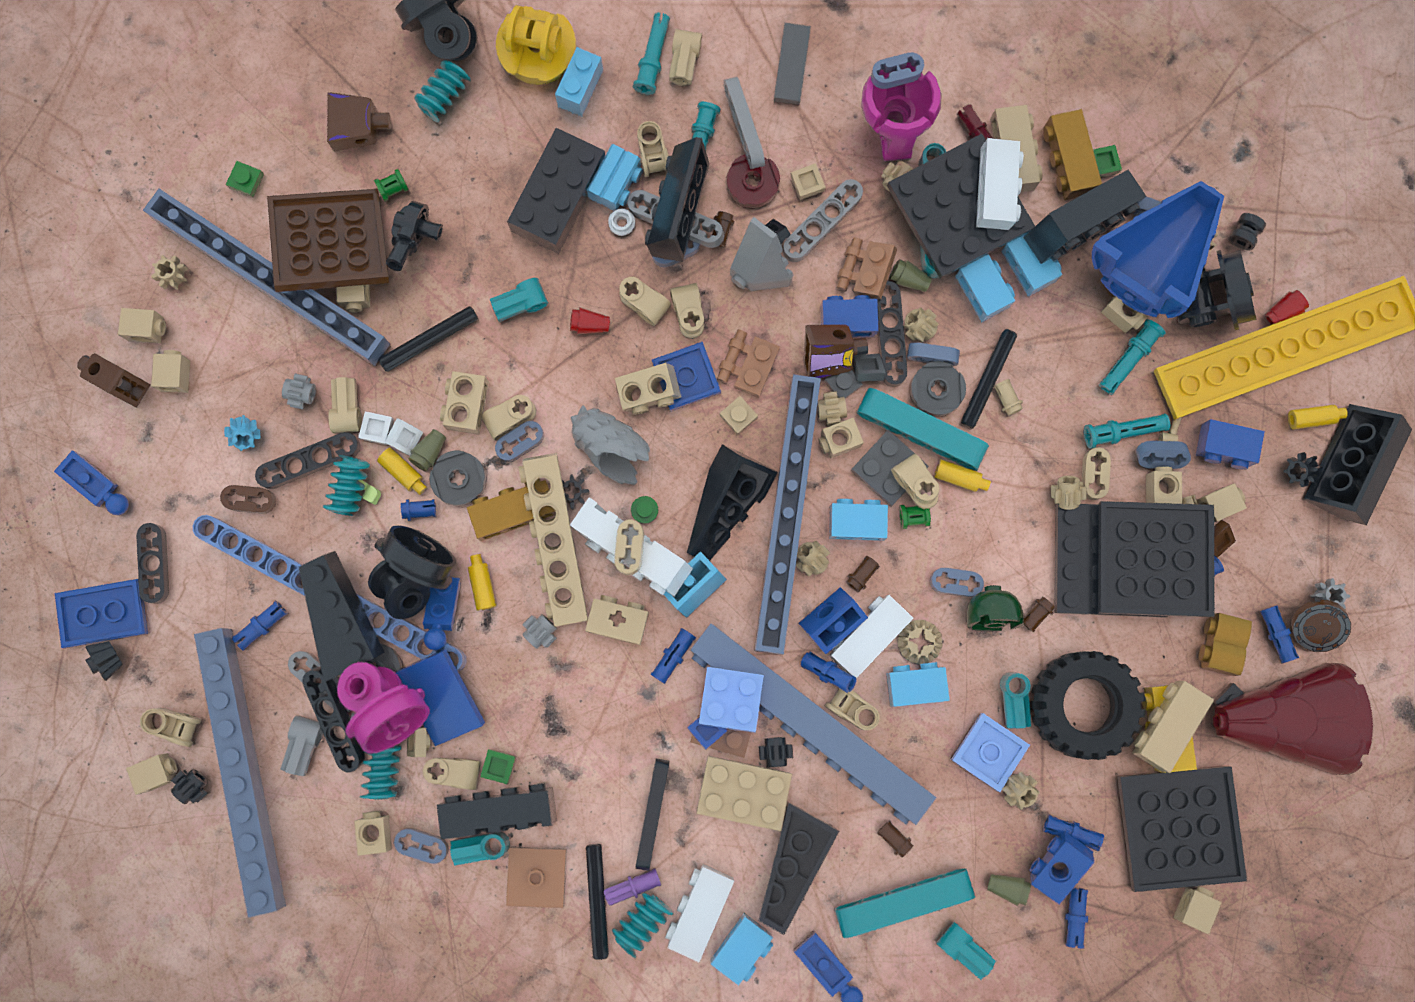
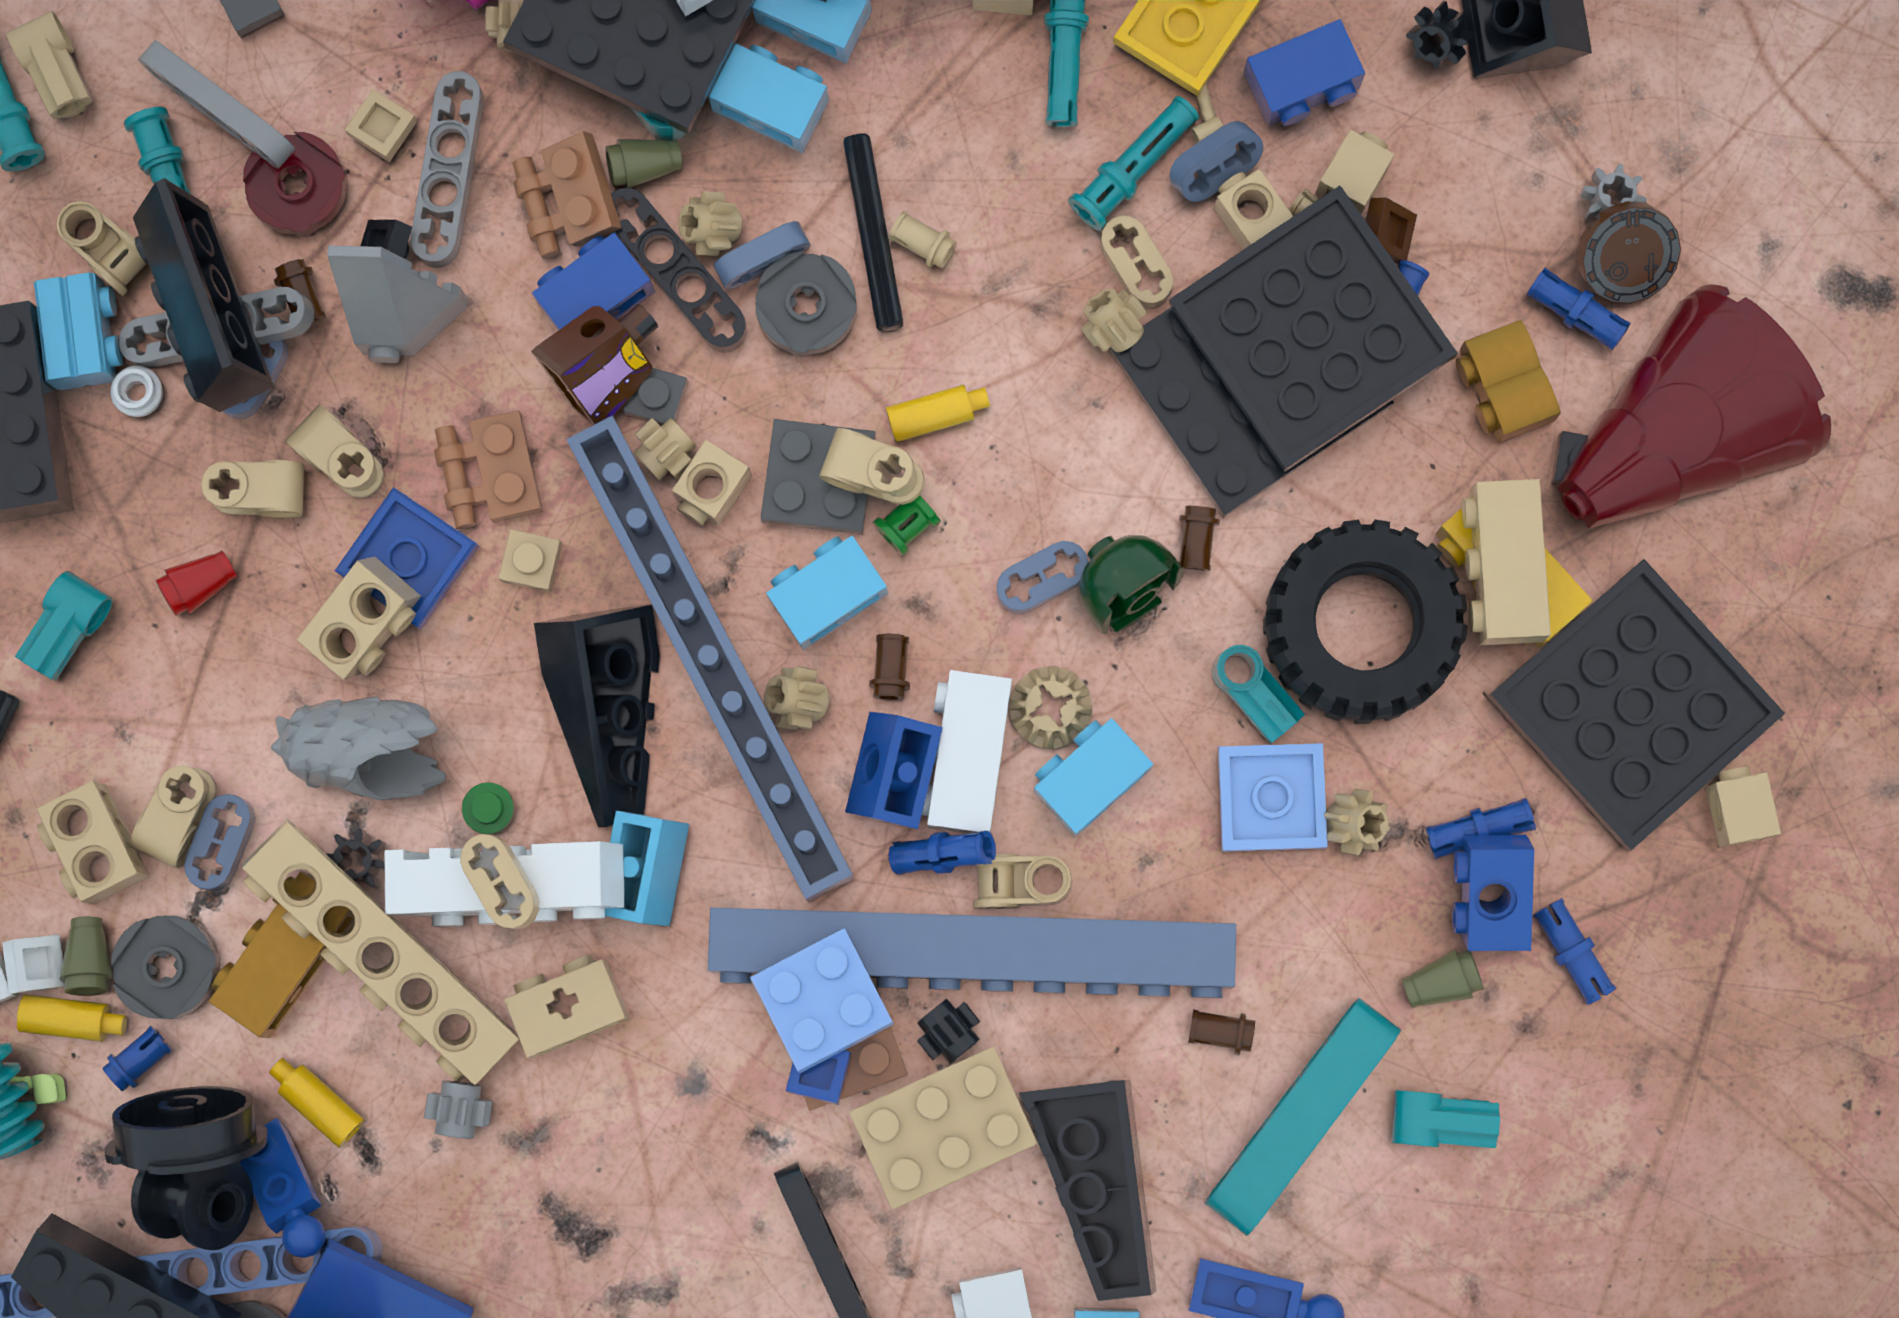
camera: 25 degrees left, 0 degrees up
(673, 655) = (690, 999): blue pin -> none
(868, 367) = (677, 346): dark grey plate -> none
(922, 429) = (825, 381): teal beam -> none

